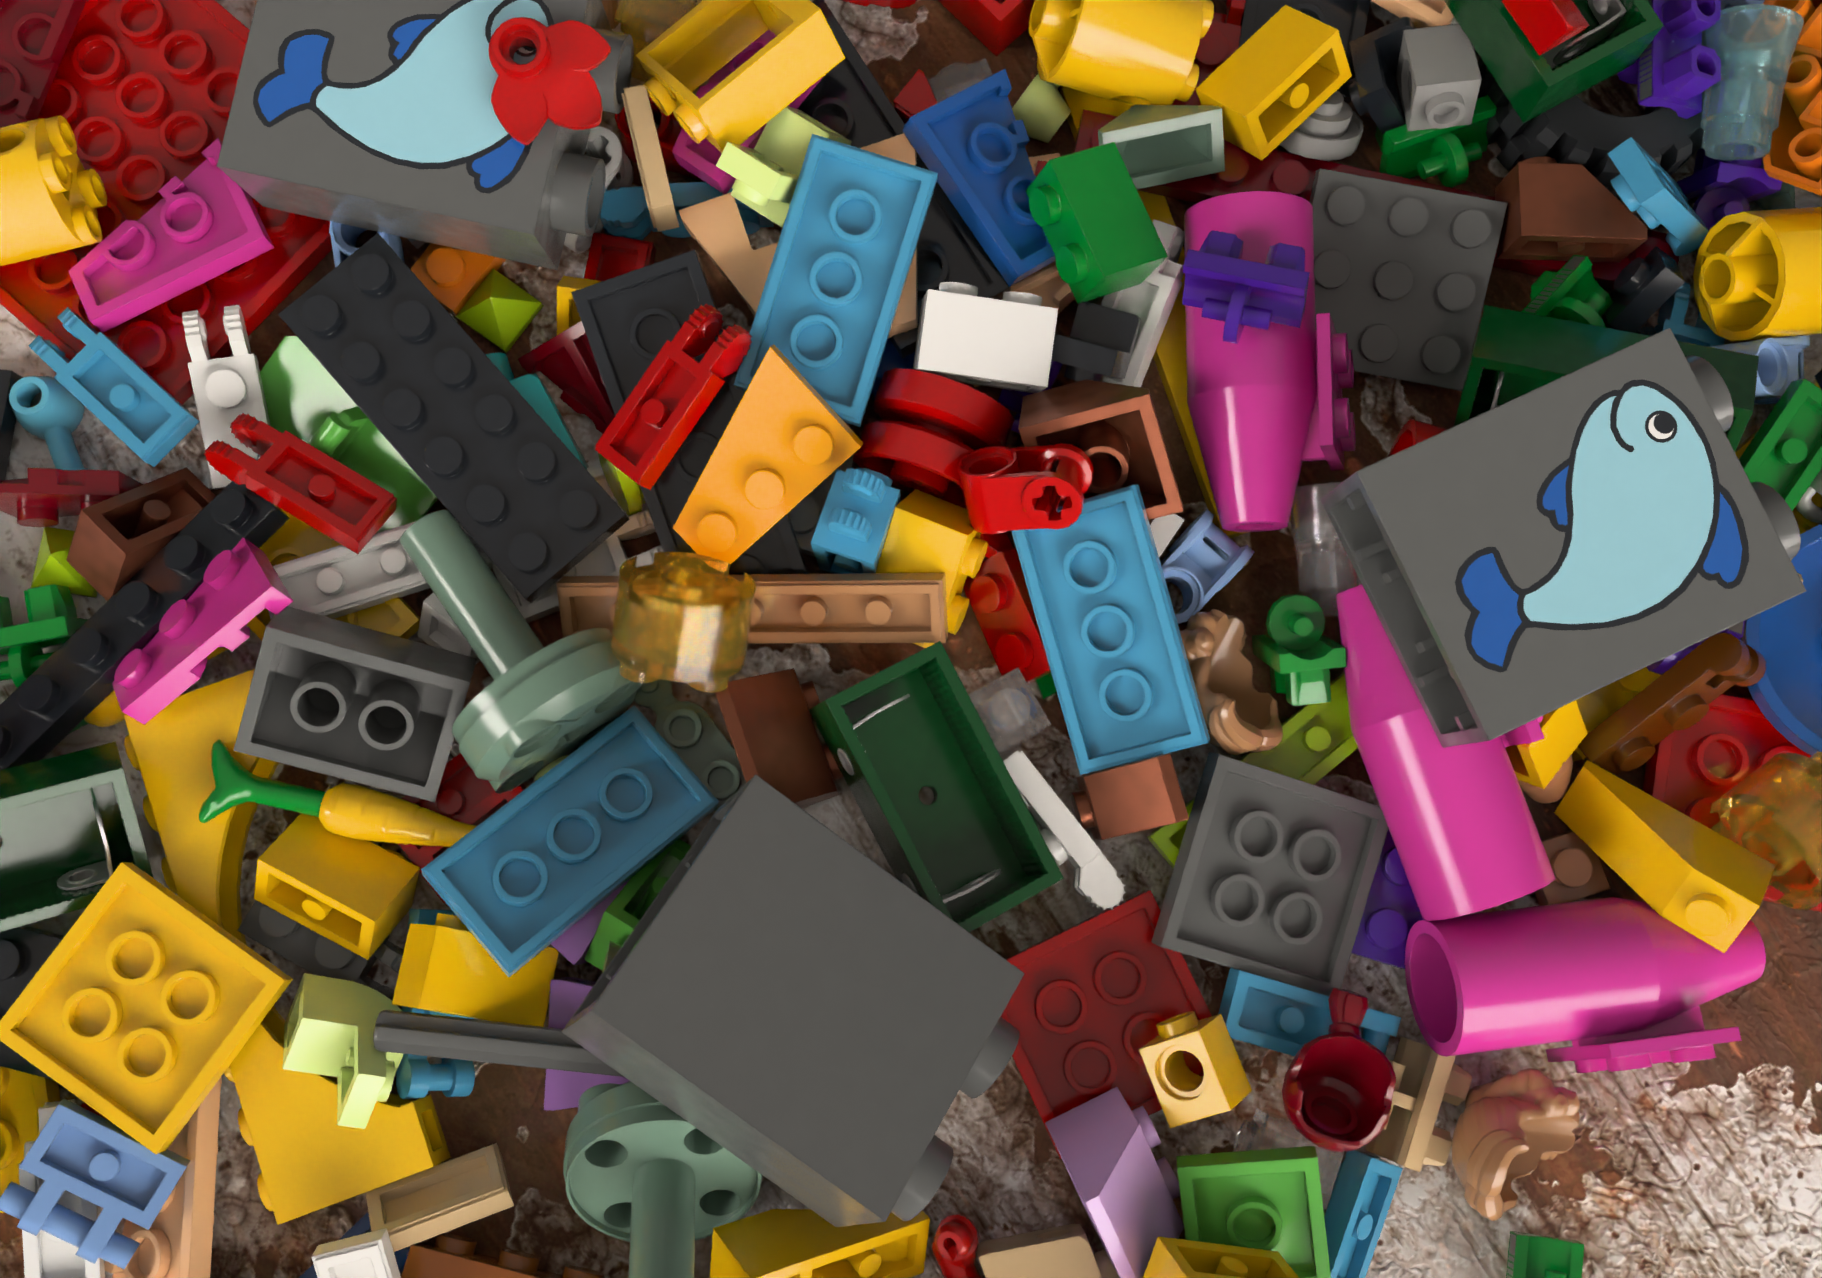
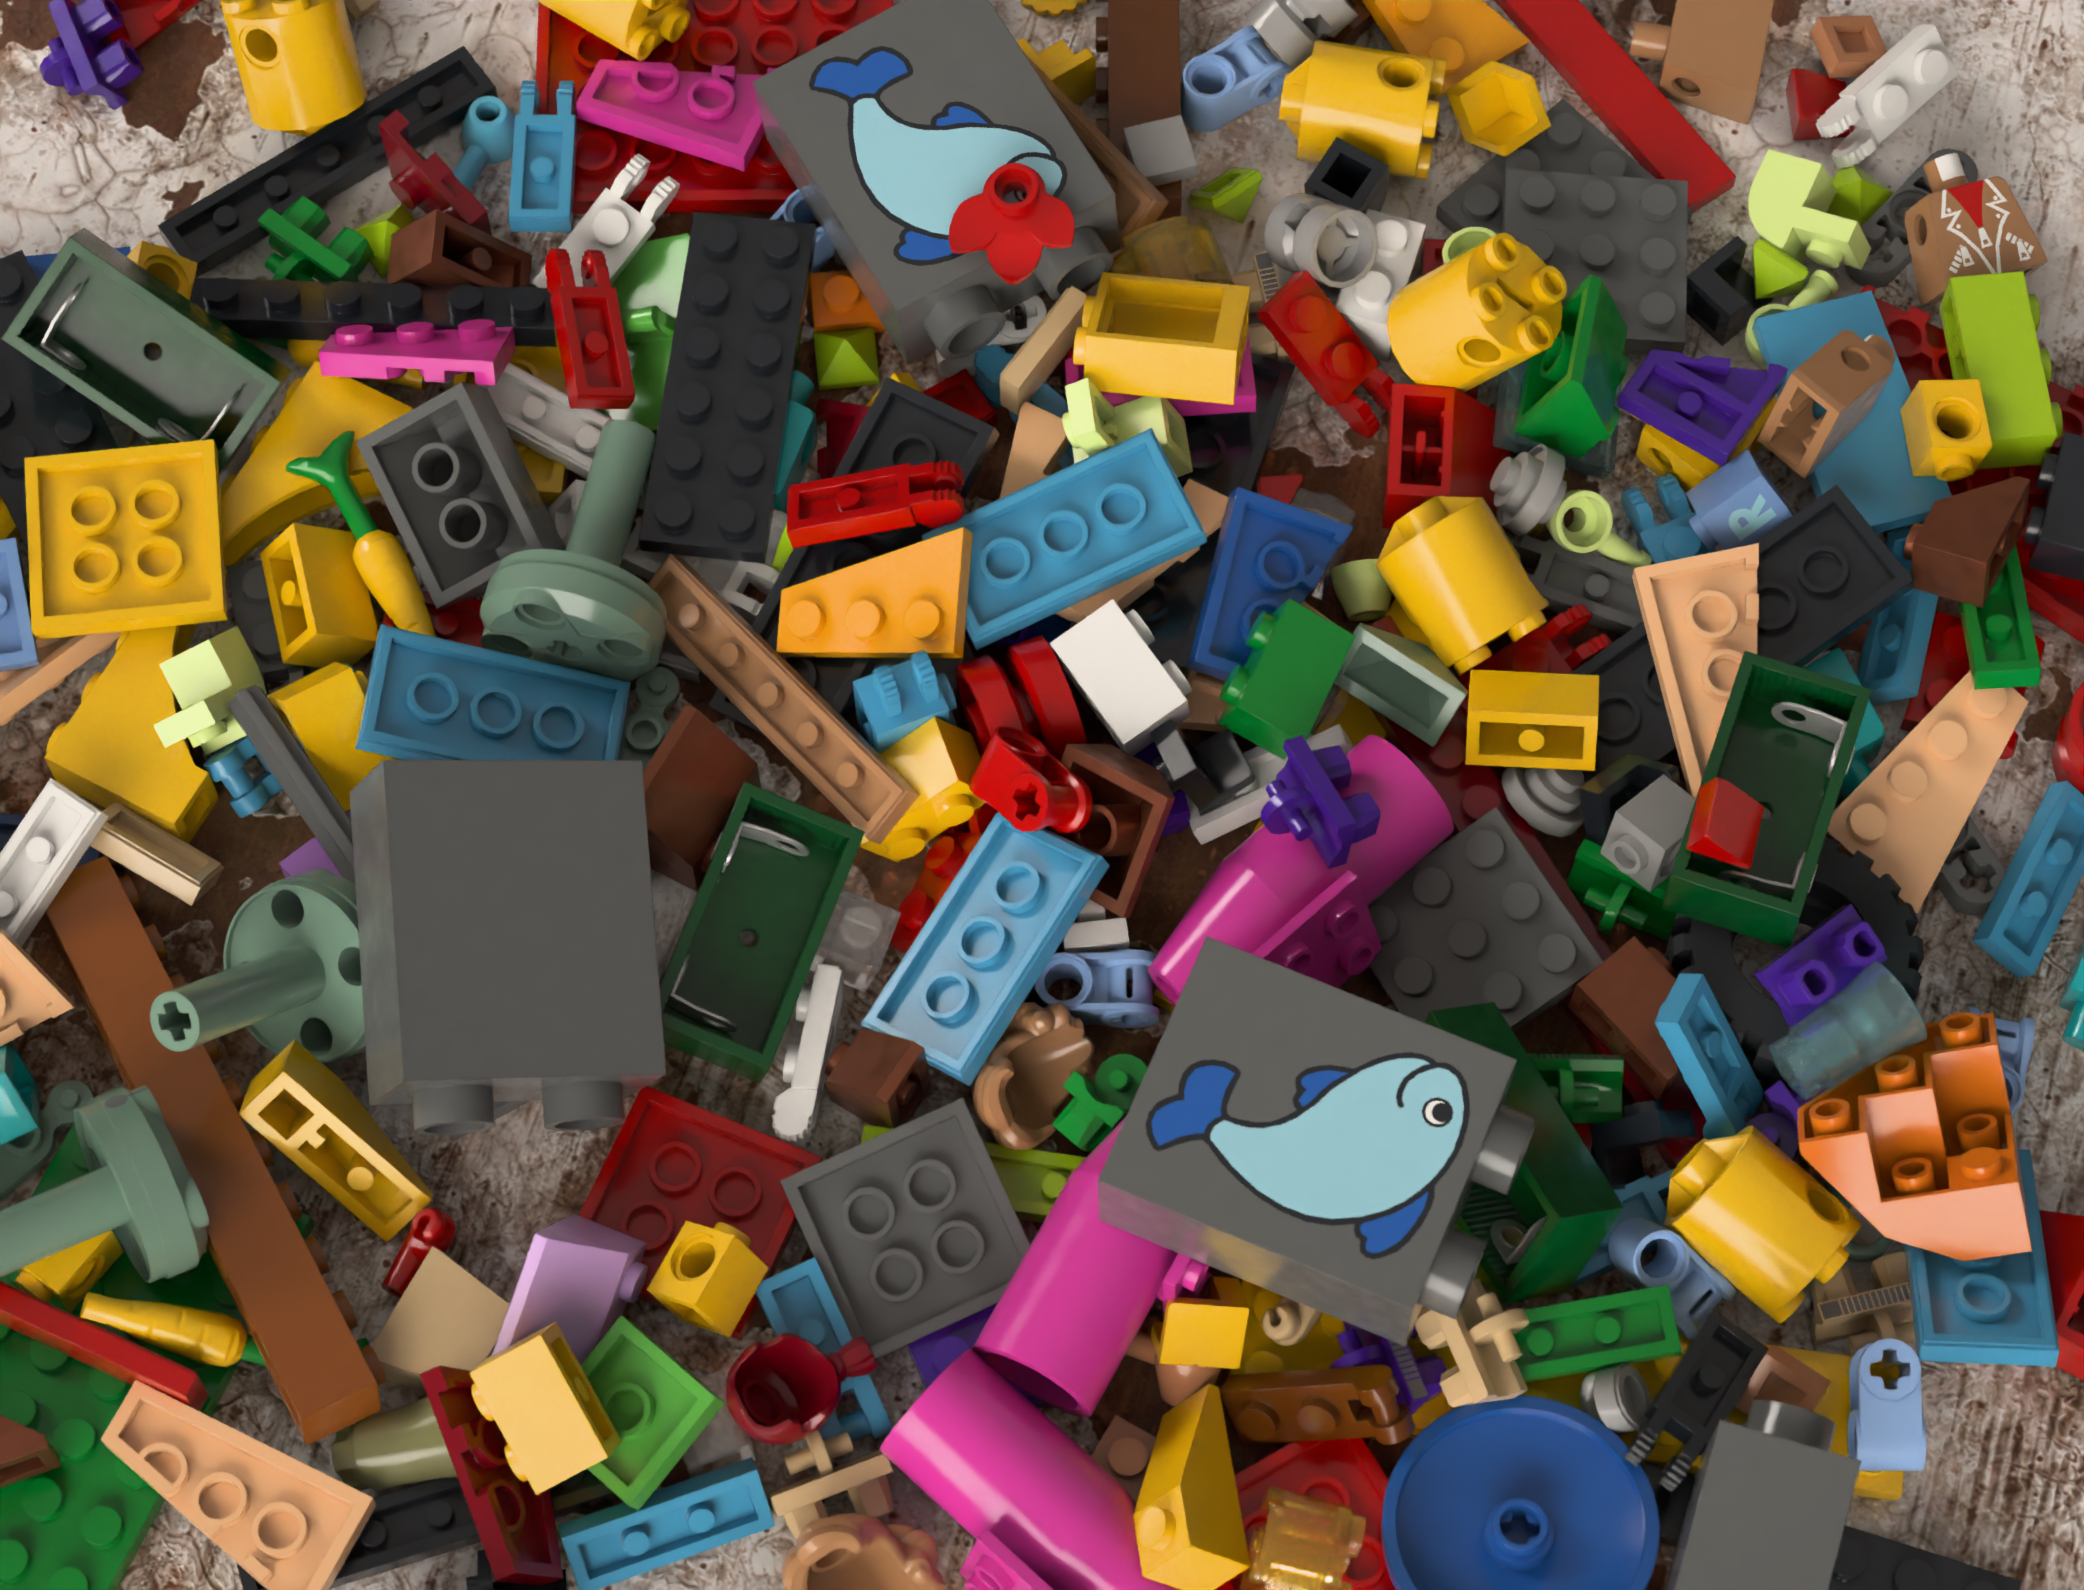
camera: 50 degrees right, 15 degrees down
(682, 620) = (714, 641): clear yellow brick -> none

